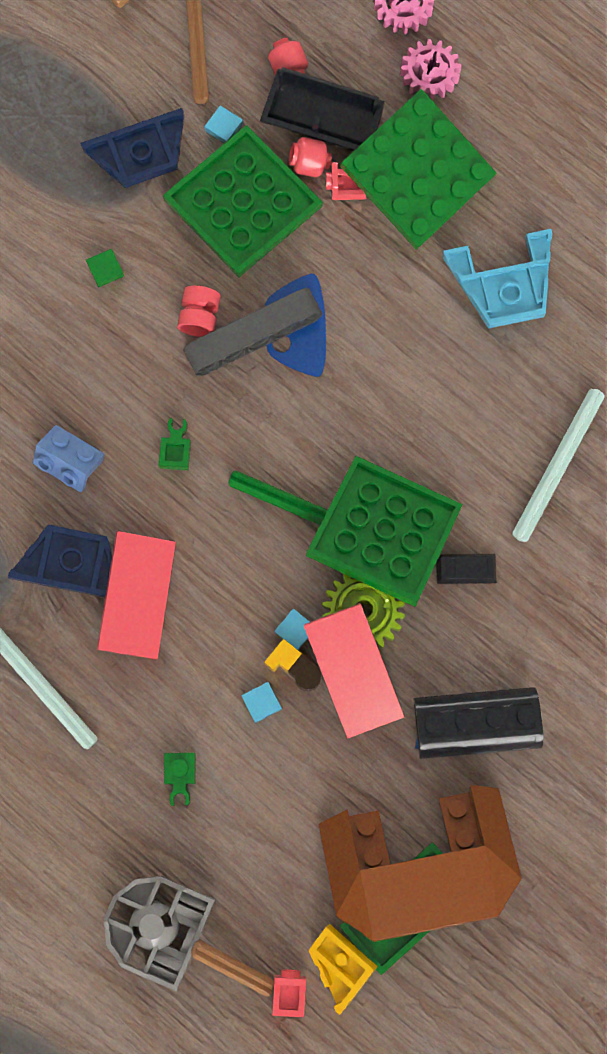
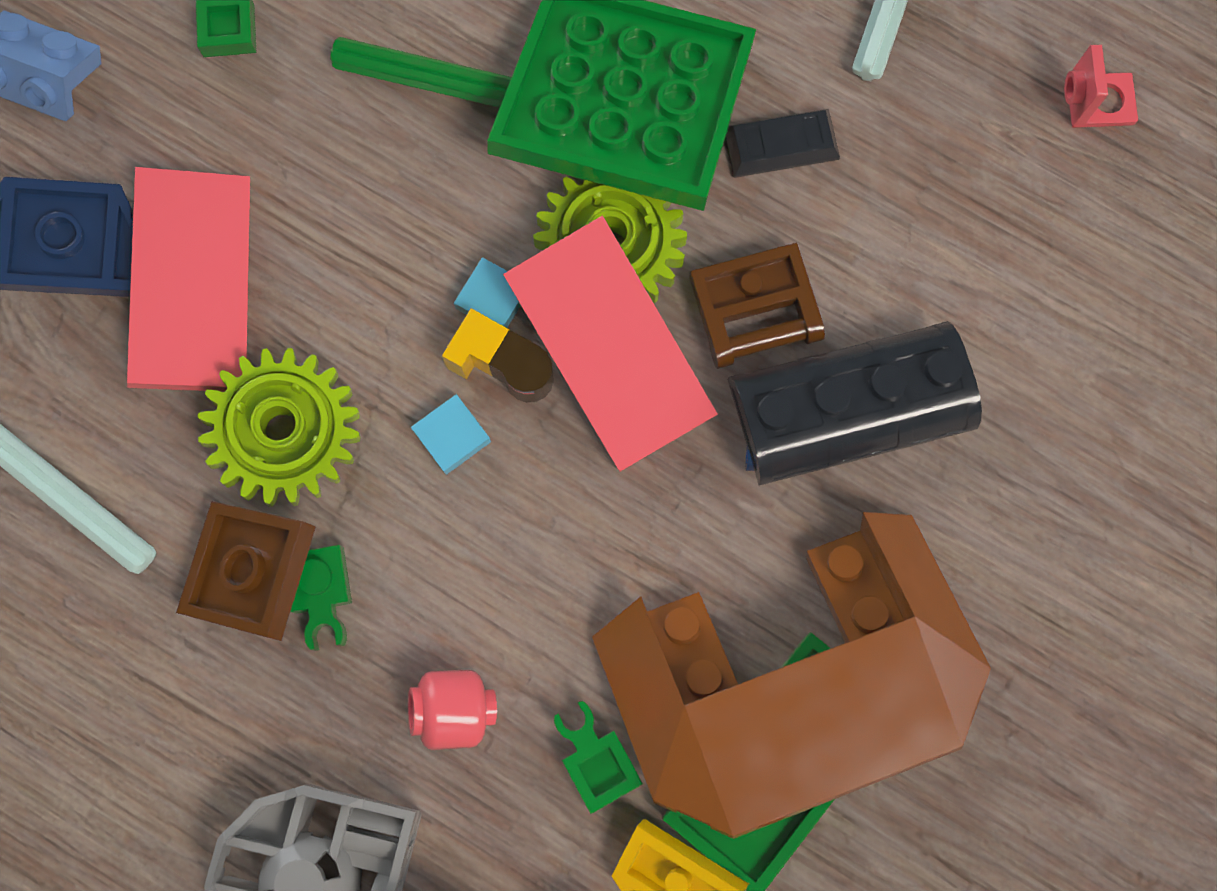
camera: 10 degrees left, 0 degrees up
(145, 758) = (246, 570): none -> reddish brown plate
(159, 699) = (257, 399): none -> lime gear
(239, 850) = (451, 709): none -> coral head
(311, 892) = (599, 766): none -> green plate
(436, 649) = (754, 287): none -> reddish brown plate

